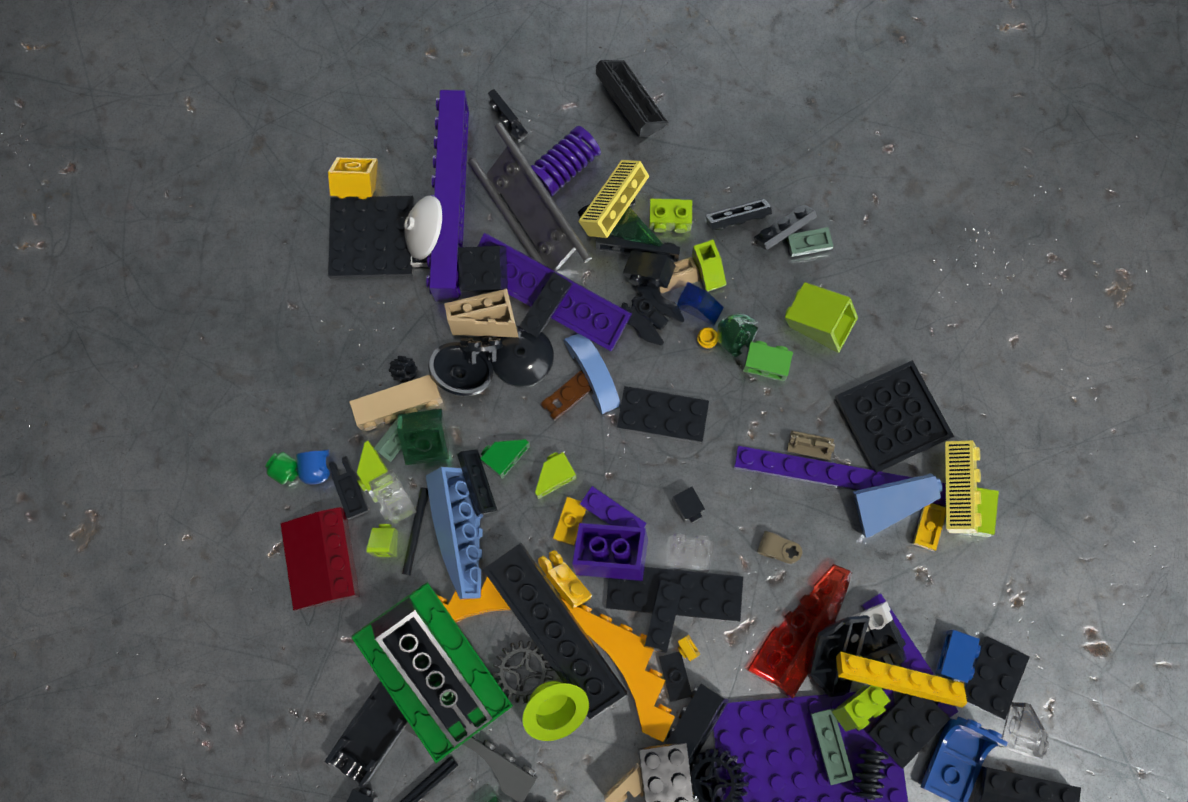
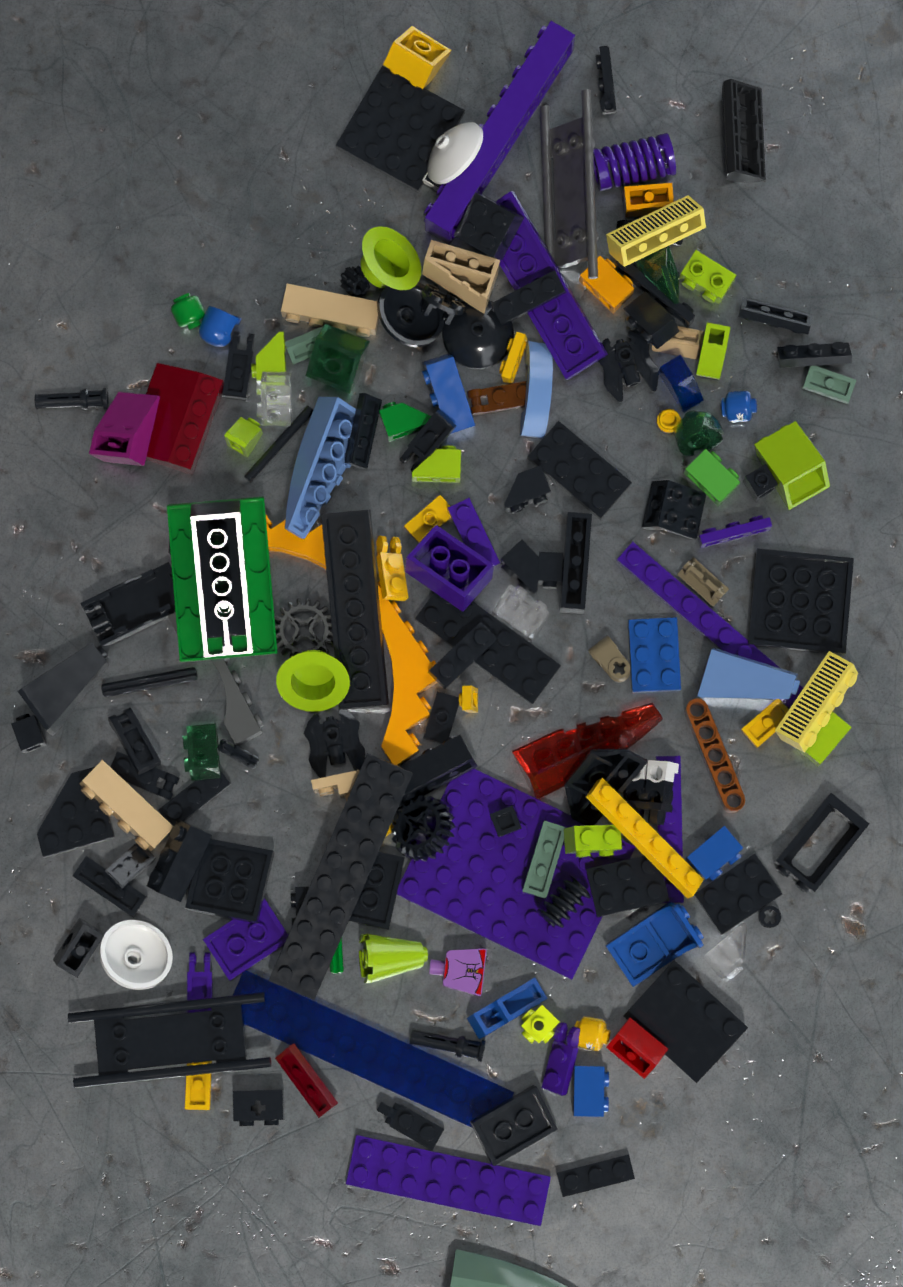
camera: 30 degrees right, 5 degrees up
(235, 588) = (83, 399): none -> black pin
(283, 593) = (125, 429): none -> magenta slope
(420, 337) = (389, 259): none -> lime hose
(527, 414) = (448, 391): none -> blue wedge
(533, 458) = (429, 438): none -> black hinge
(562, 366) = (516, 350): none -> yellow plate
(589, 183) = (646, 199): none -> light orange brick
(599, 749) = (333, 740): none -> black piece
(603, 265) = (610, 286): none -> light orange brick
(632, 452) = (527, 489): none -> black slope
(667, 515) = (523, 565): none -> black slope
(706, 487) = (575, 563): none -> black brick
(753, 402) = (674, 508): none -> black bracket
(754, 296) = (739, 406): none -> blue head
(780, 733) = (505, 821): none -> black plate
(807, 344) = (760, 483): none -> black brick
(809, 524) = (654, 655): none -> blue plate
(810, 392) = (734, 531): none -> dark purple plate
(919, 579) = (714, 743): none -> dark orange beam
(1036, 677) = (777, 917): none -> black bush
(1049, 599) = (856, 828): none -> black piece

